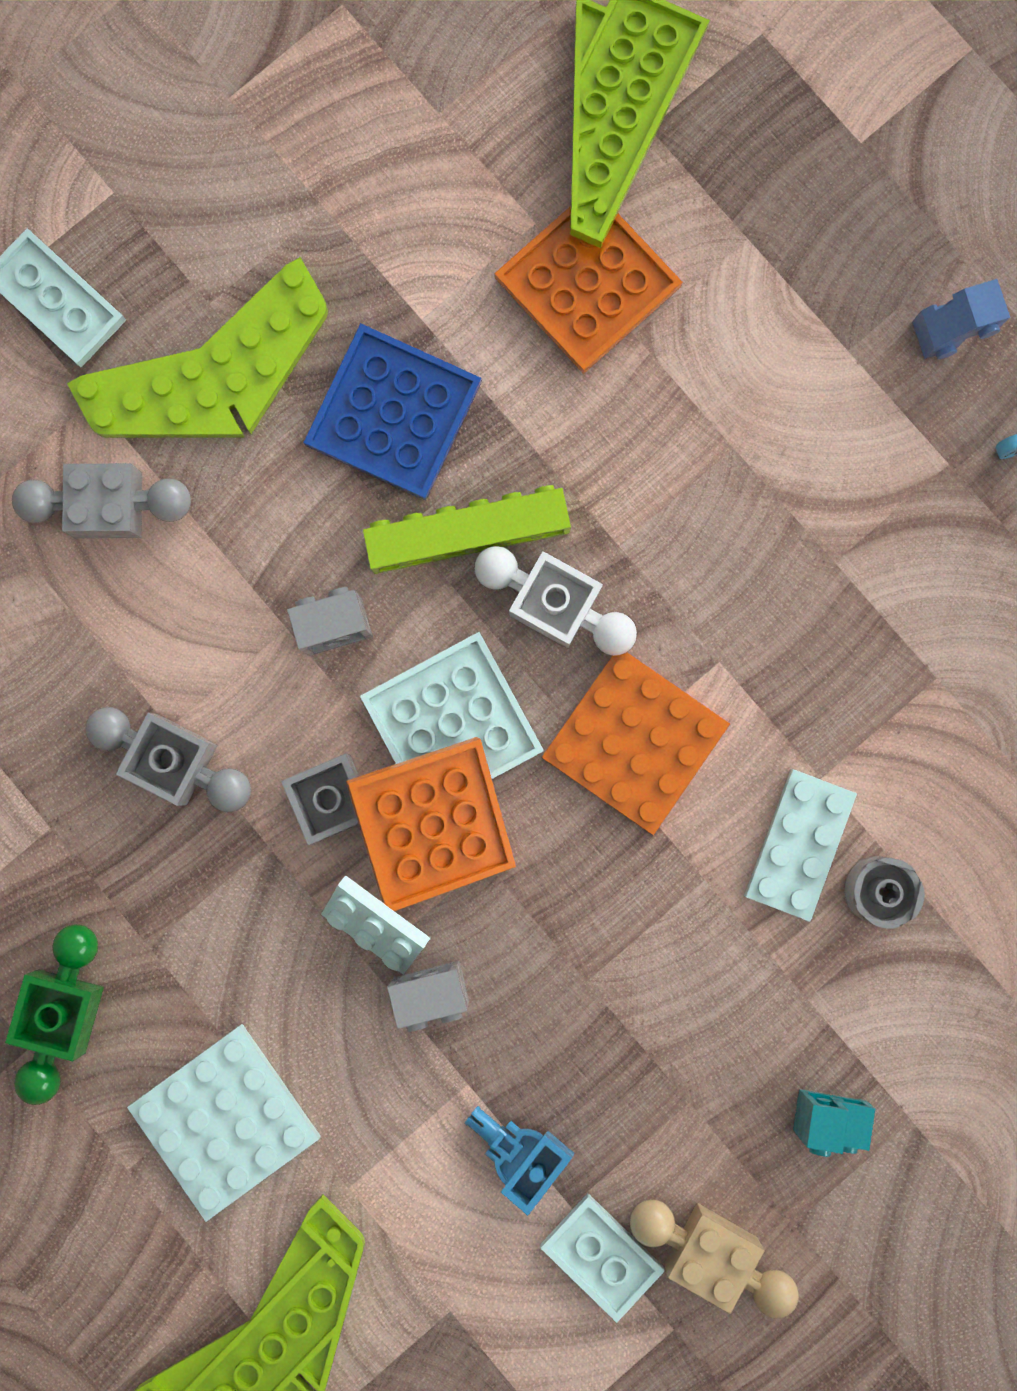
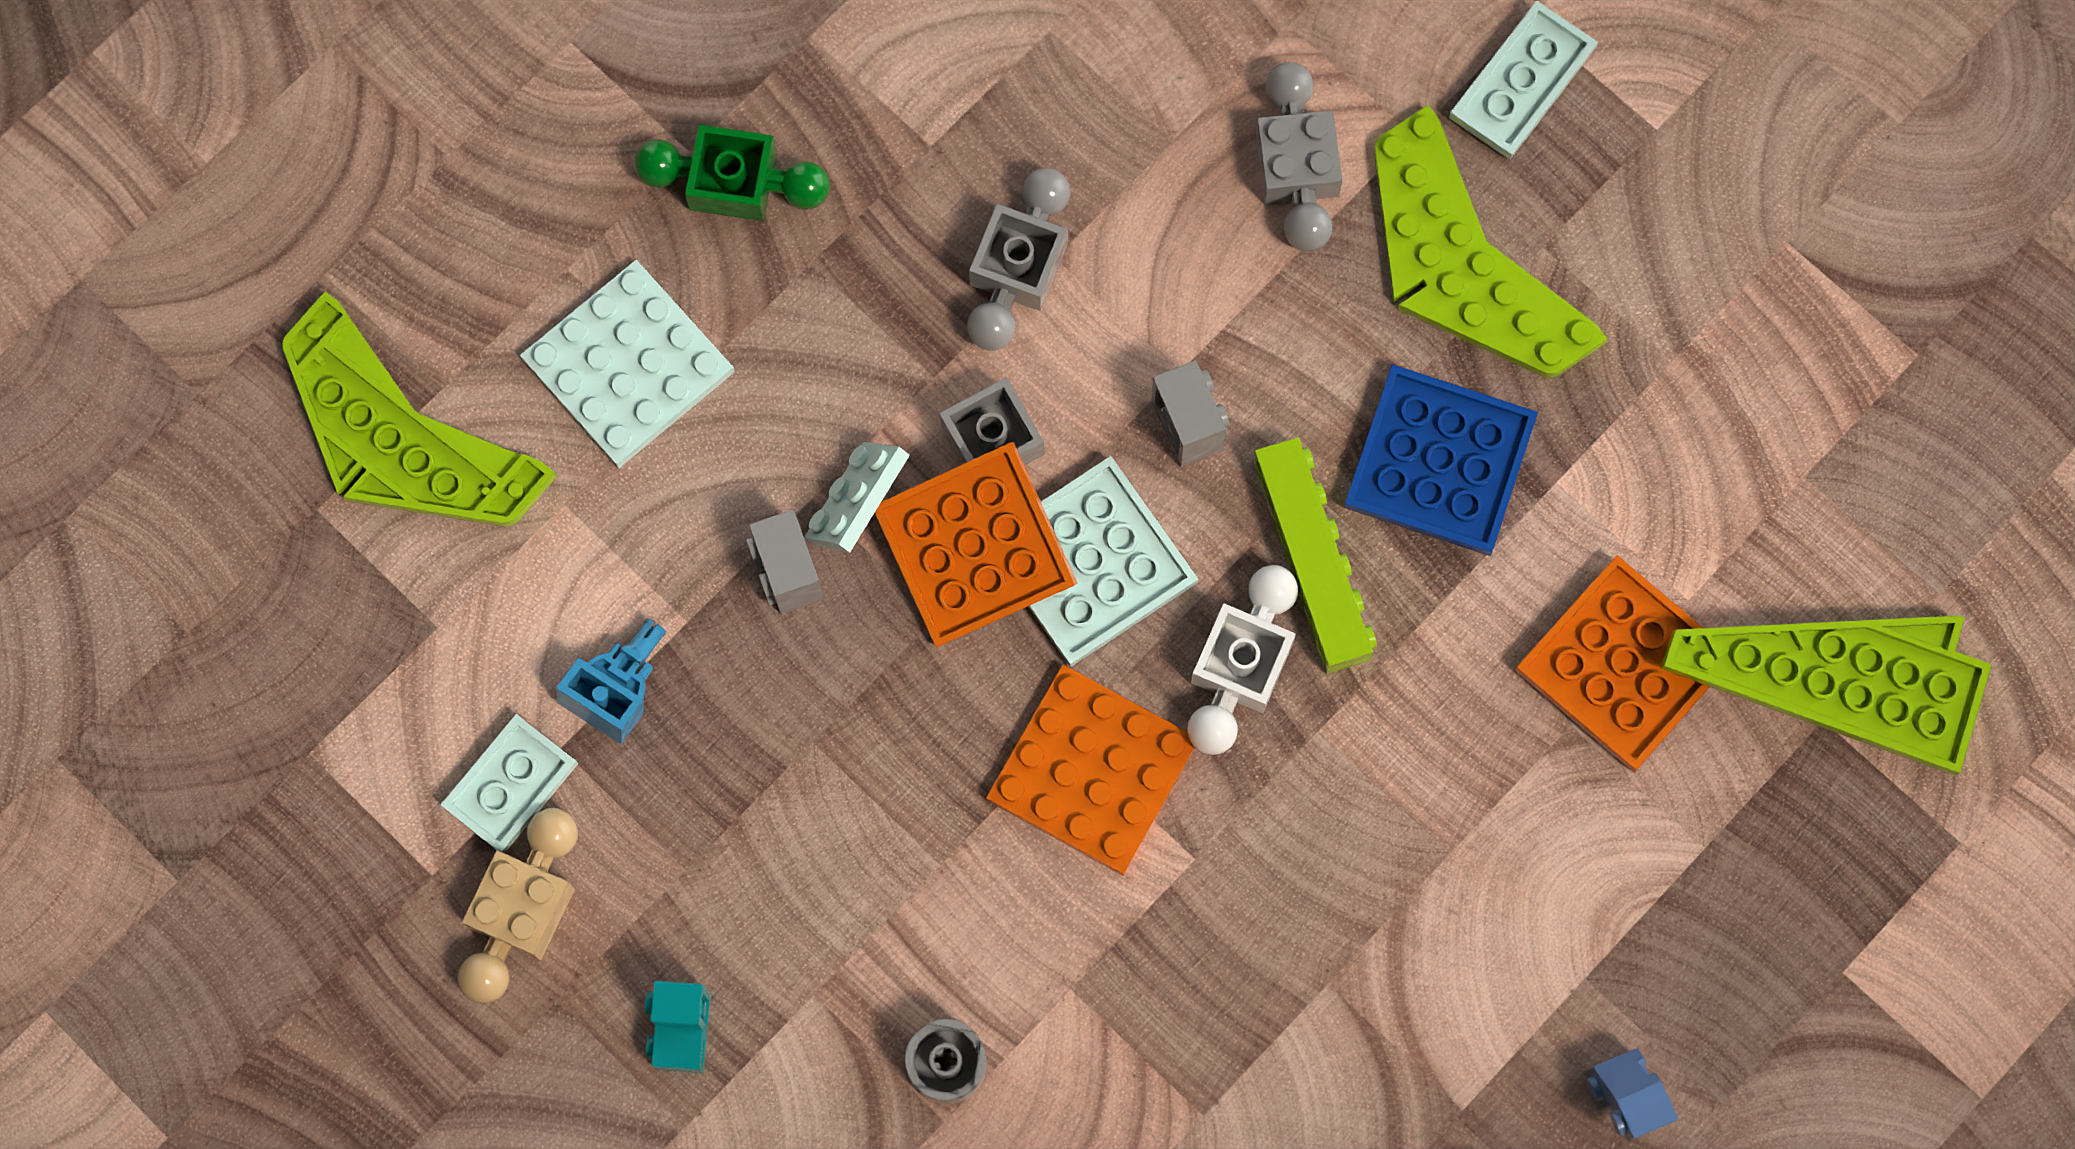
camera: 80 degrees right, 10 degrees down
(800, 845) = (991, 969): light aqua plate -> none

